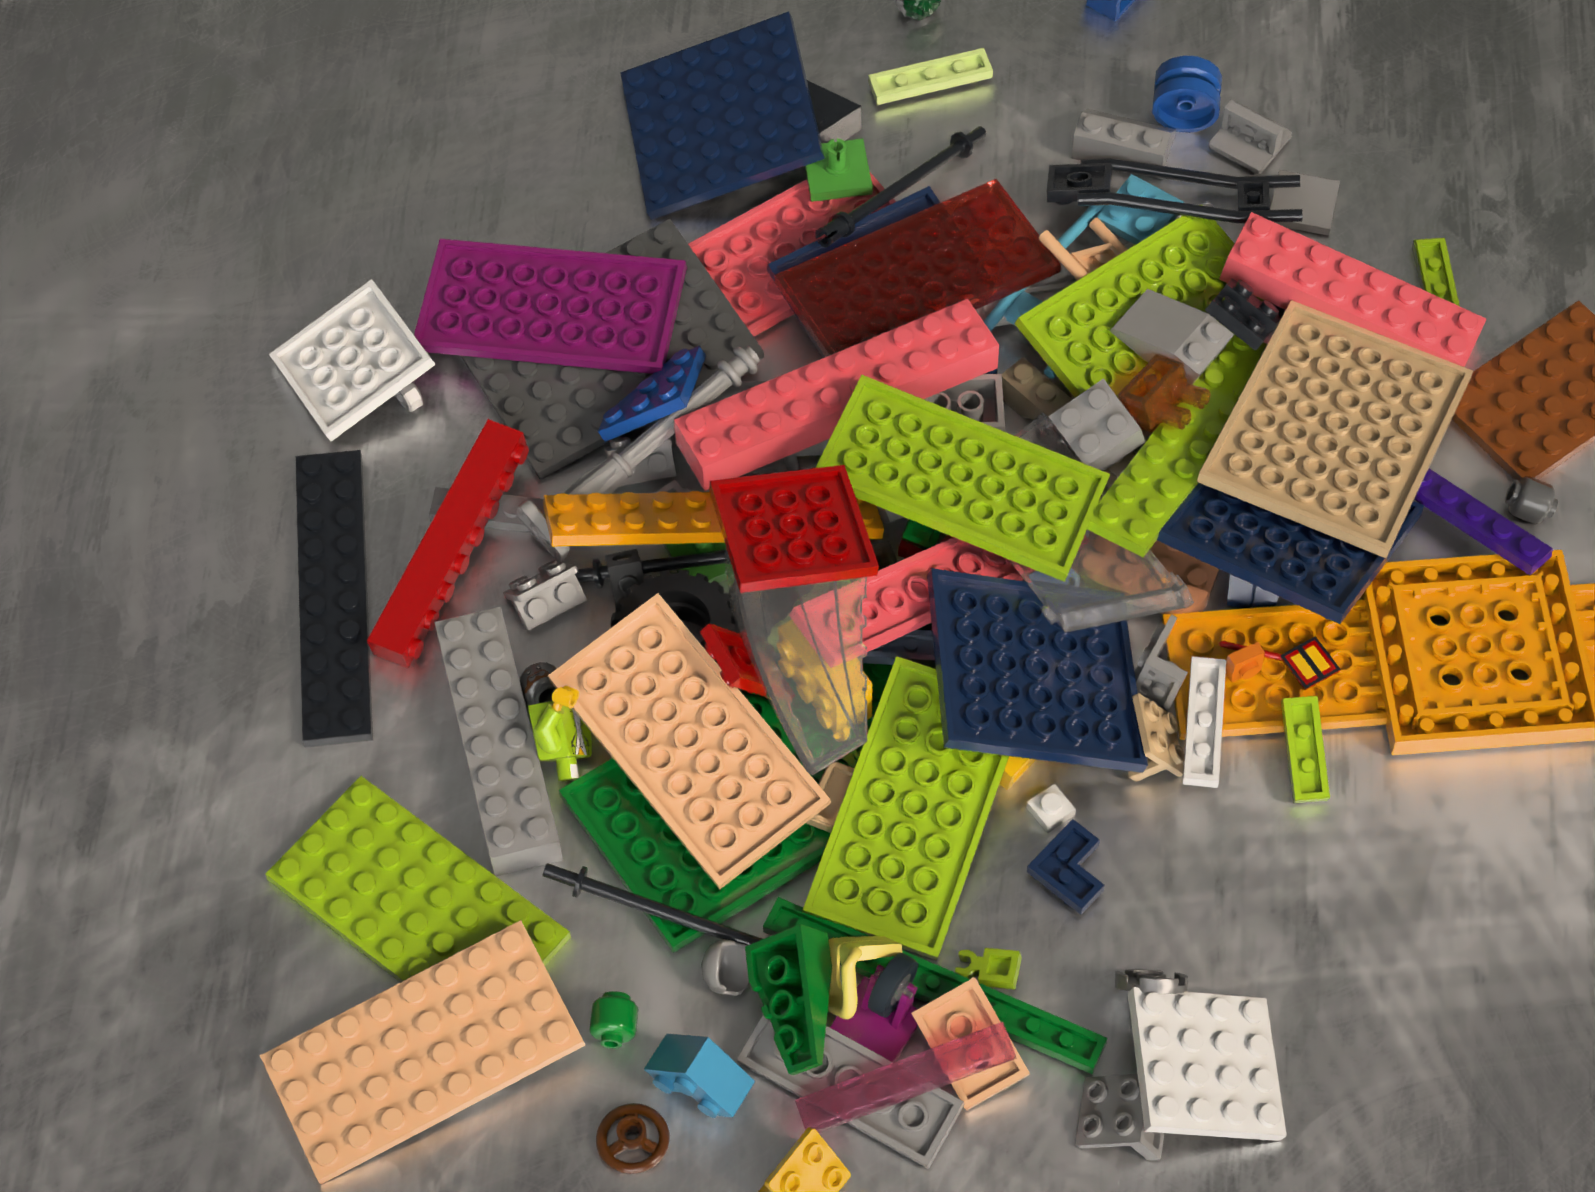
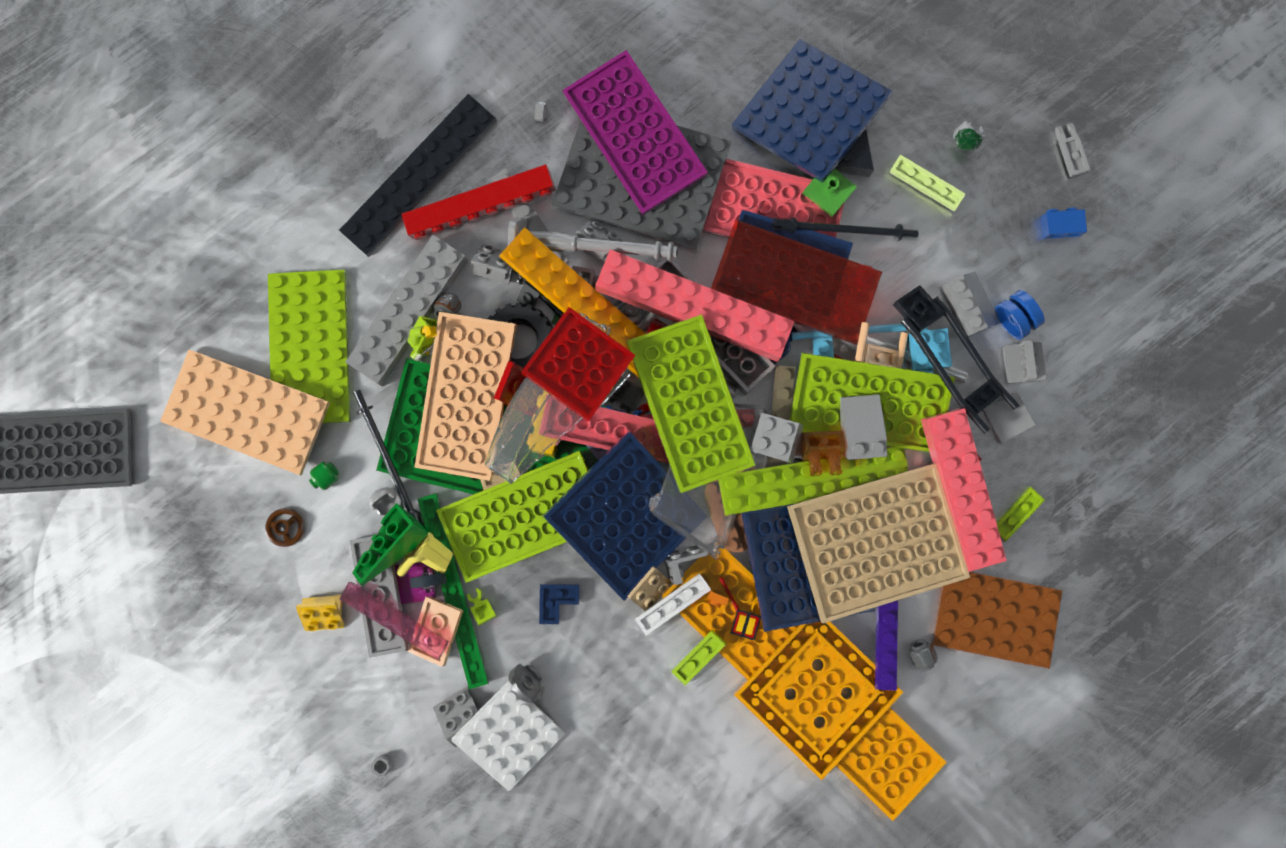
camera: 45 degrees right, 25 degrees up
(351, 360) = (532, 71): white plate -> none
(655, 396) = (625, 227): blue plate -> none
(701, 1071) = (326, 533): dark azure brick -> none
(1051, 808) = (579, 569): white plate -> none
(1244, 313) = (905, 449): black plate -> none

